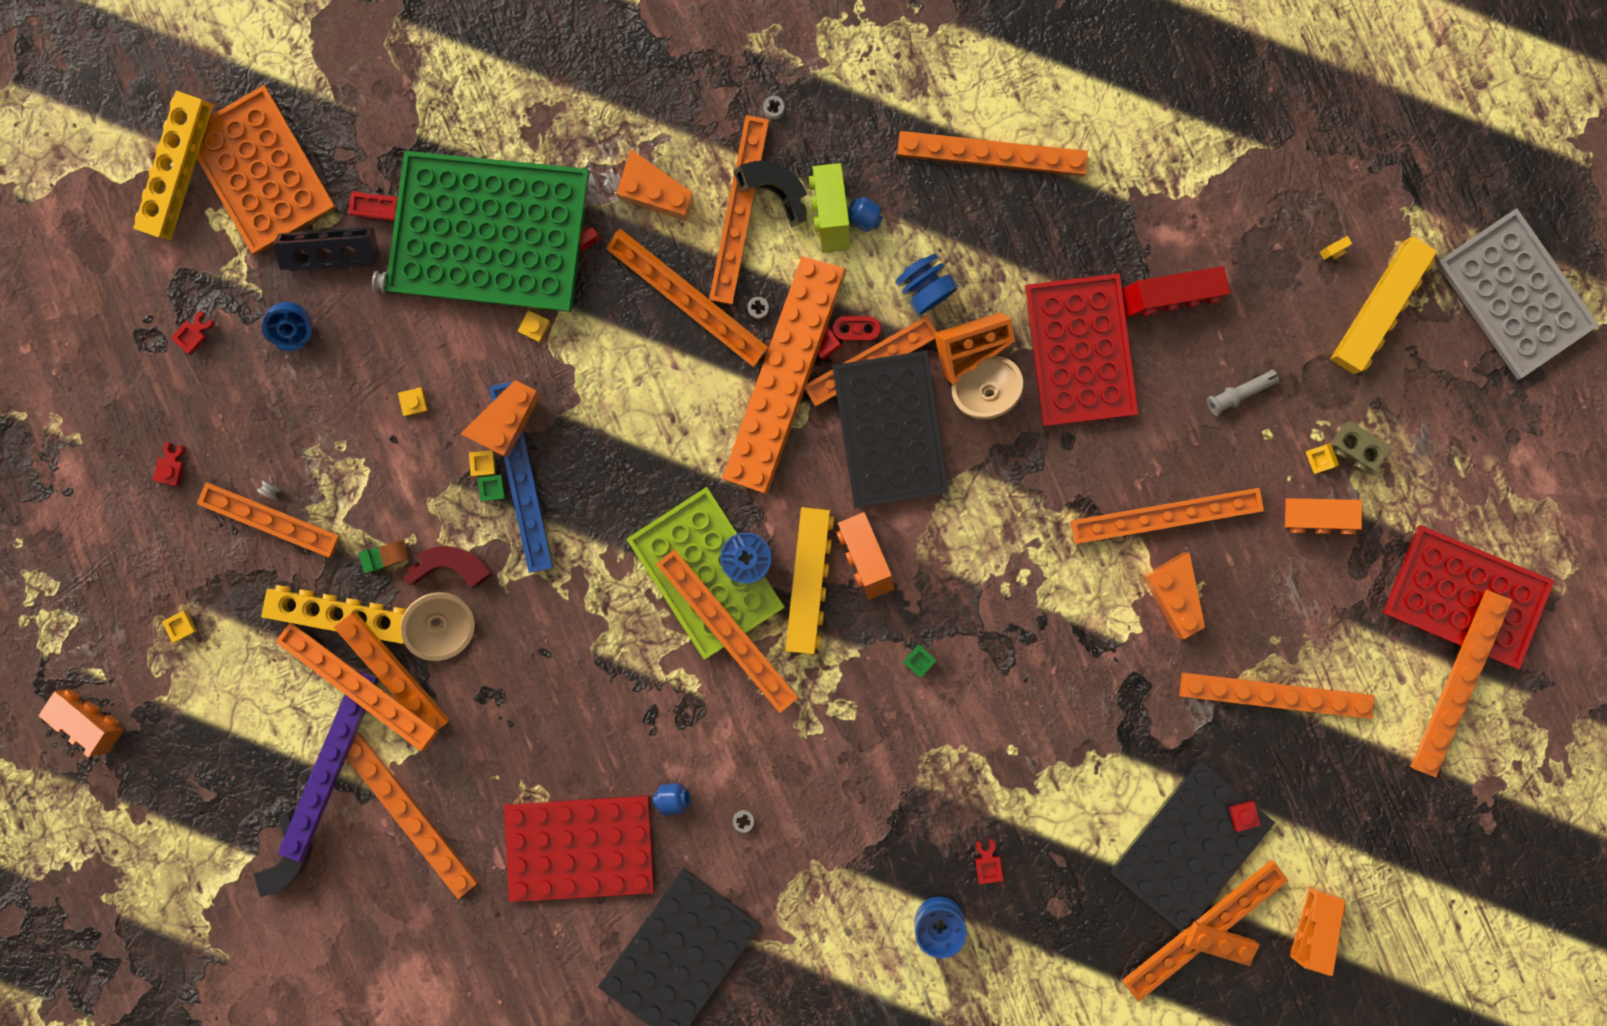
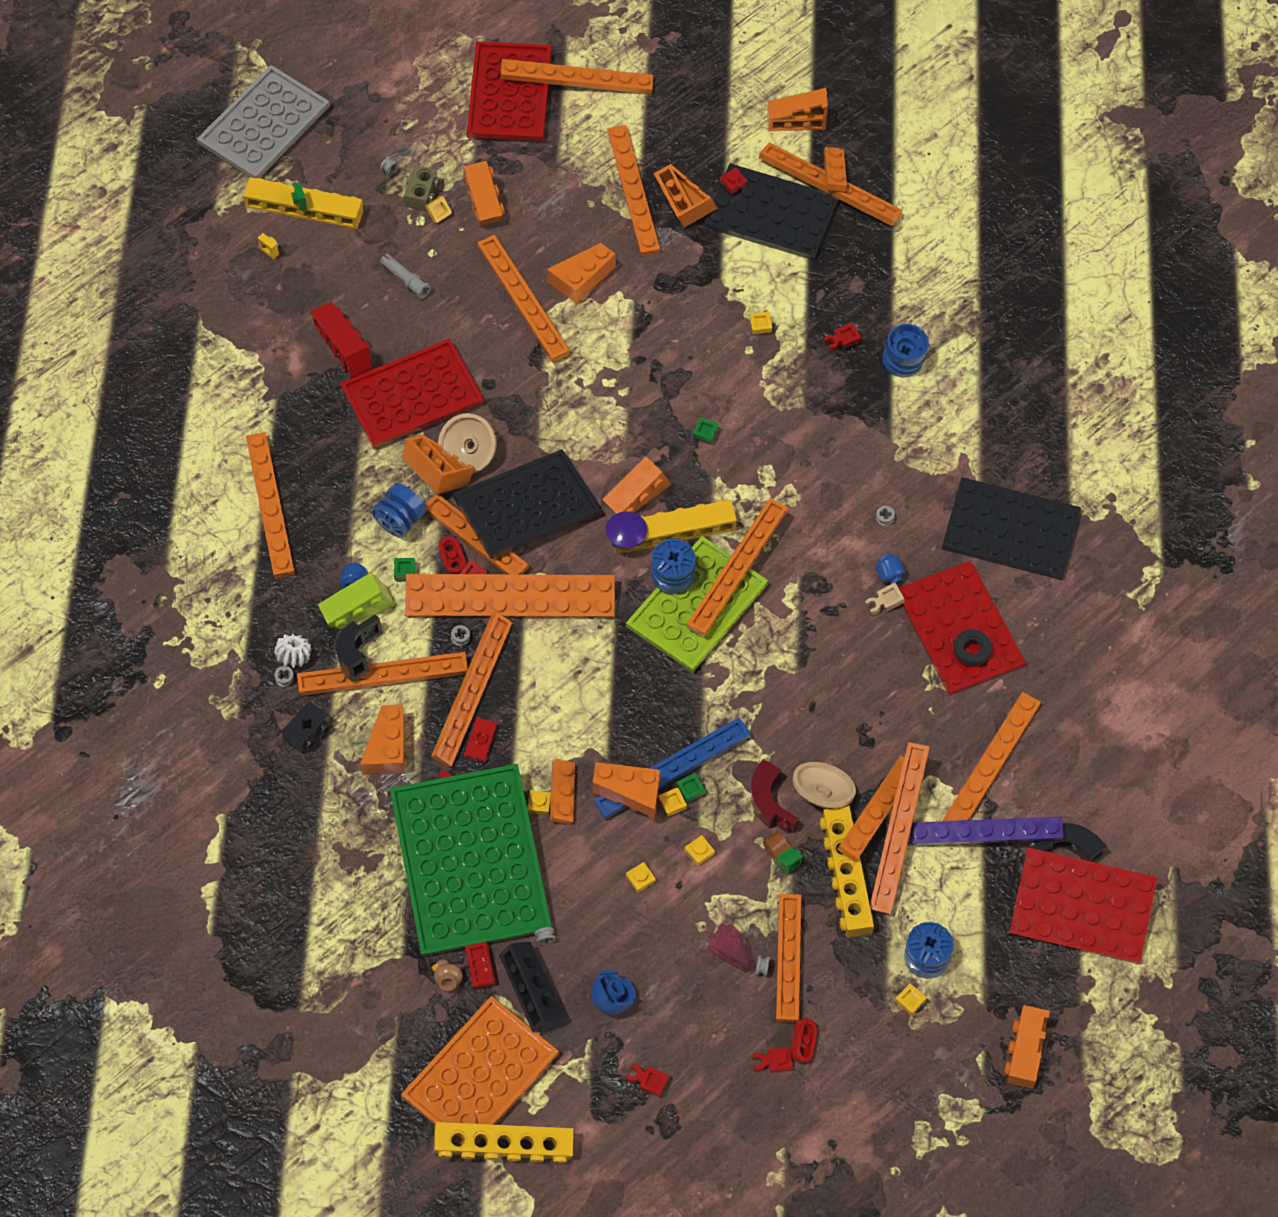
camera: 110 degrees left, 25 degrees down
(174, 501) = (803, 1040): none -> red plate
(209, 845) = (1083, 905): none -> red plate
(230, 660) = (922, 959): none -> blue wheel
(300, 463) = (729, 947): none -> clear pink slope
(372, 167) = (447, 975): none -> medium nougat animal
(421, 473) = (699, 850): none -> yellow plate
(527, 857) = (972, 659): none -> black tyre
(535, 353) = (562, 791): none -> orange plate
(627, 289) = (480, 740): none -> red plate
(638, 784) = (887, 597): none -> tan plate
(698, 98) = (306, 727): none -> black brick
(792, 130) = (292, 650): none -> white gear
(812, 523) = (626, 530): none -> dark purple dish
(858, 272) = (402, 567): none -> green plate
(1040, 776) = (760, 322): none -> yellow plate
(1241, 747) = (684, 197): none -> orange wedge
(1385, 296) = (298, 196): none -> green plate
(1403, 421) = (389, 166): none -> light grey bush

